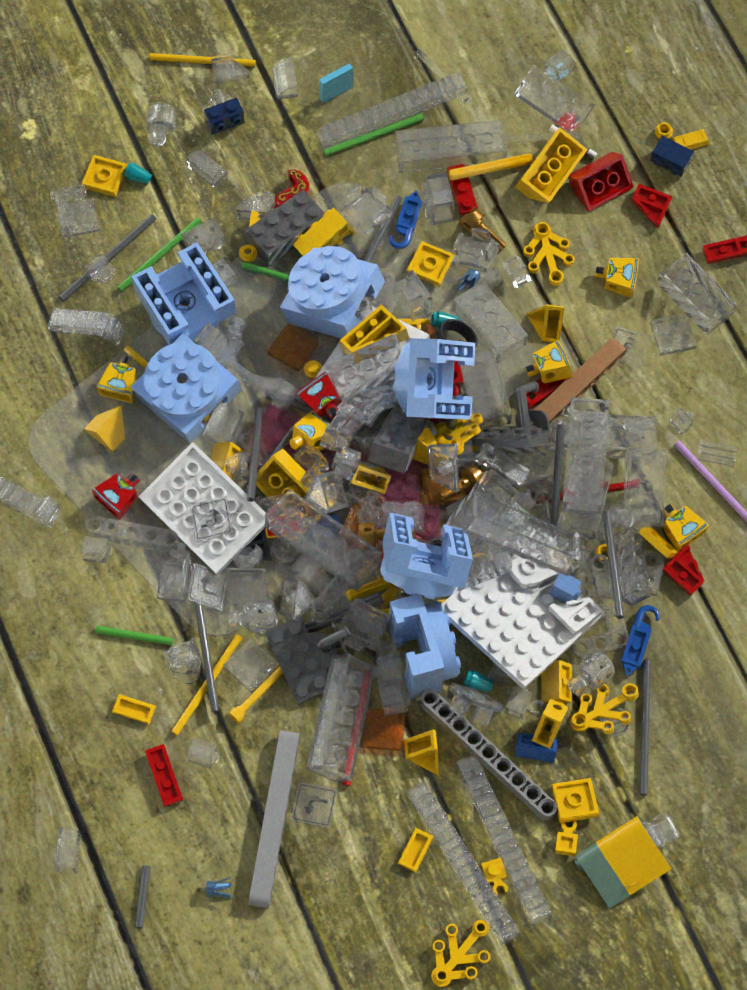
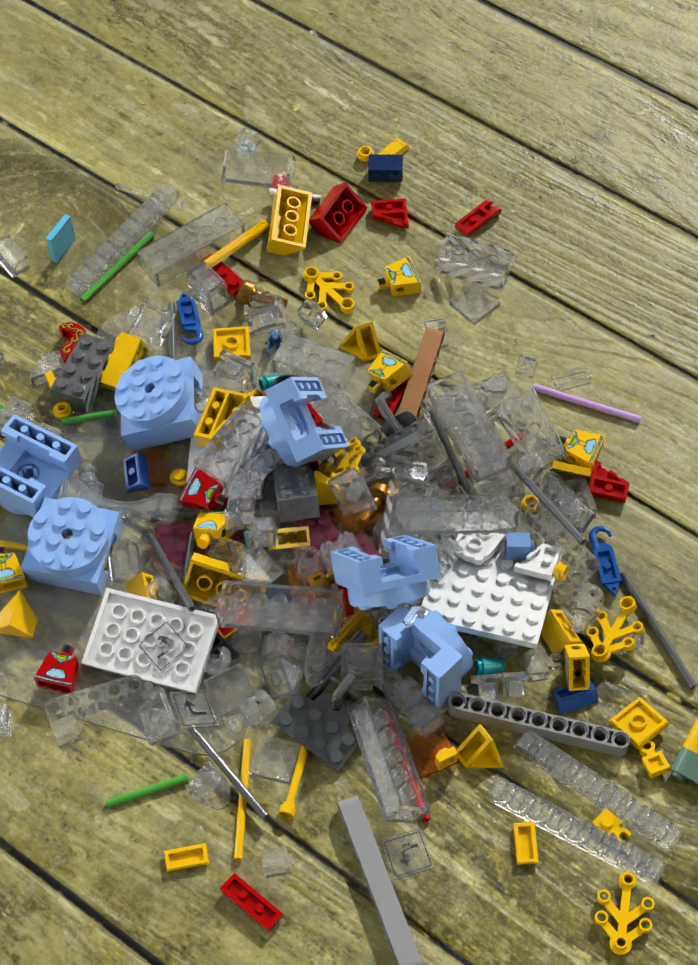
camera: 25 degrees left, 10 degrees down
(278, 347) = (136, 473): none -> blue slope
(391, 741) = (446, 757): none -> yellow plate
(424, 608) = (414, 614): none -> clear tile
(586, 631) = (560, 572): none -> yellow plate

